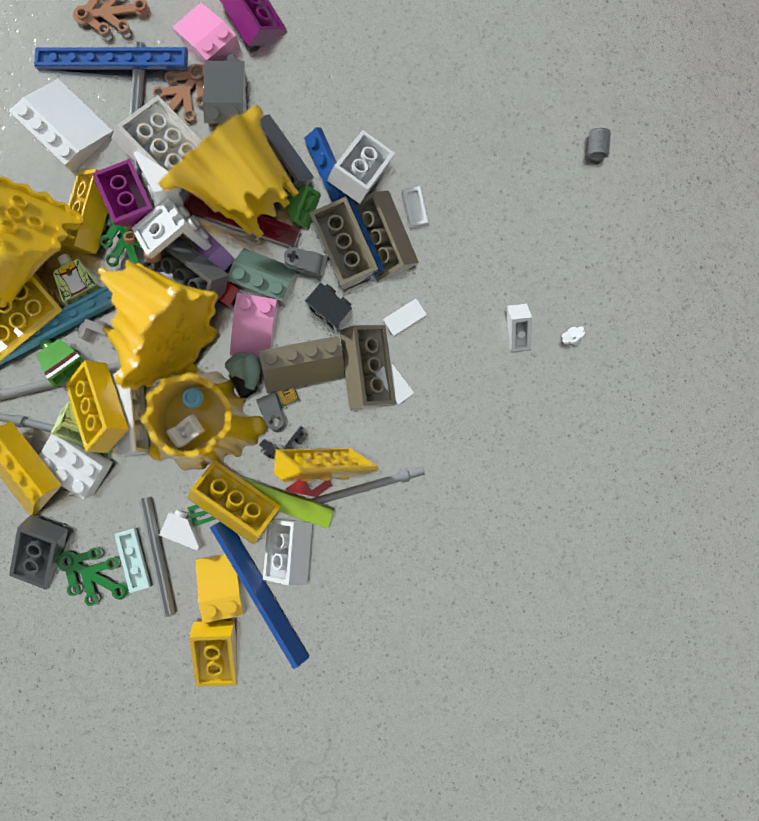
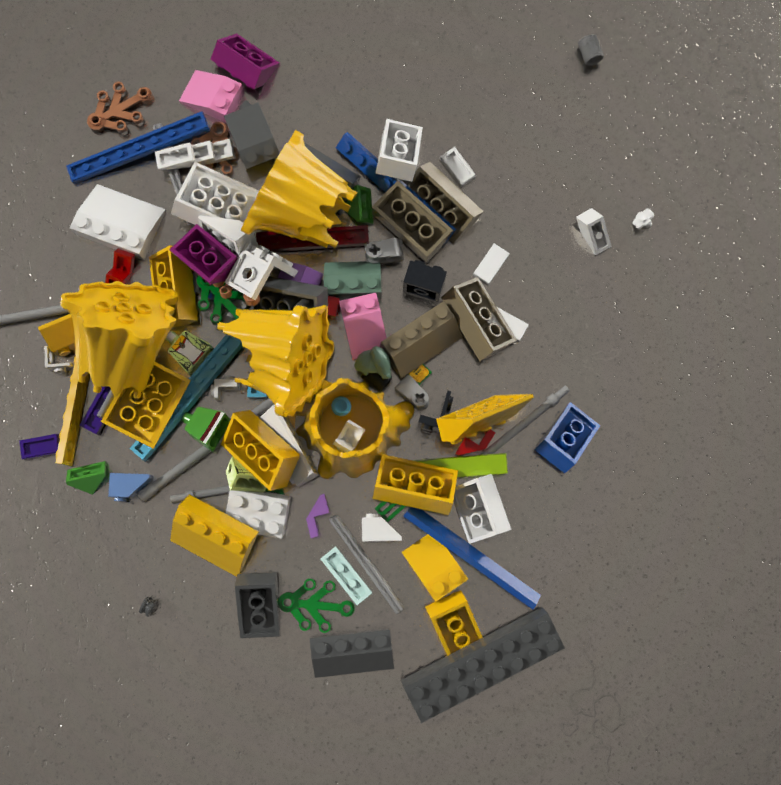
camera: 20 degrees left, 5 degrees down
(46, 174) = (122, 267): none -> red slope
(106, 634) = (351, 653): none -> dark grey slope
(136, 486) = (319, 509): none -> medium lavender slope
(168, 89) = (202, 153): none -> white slope
(221, 700) = (482, 664): none -> dark grey brick
(402, 519) = (567, 438): none -> blue slope

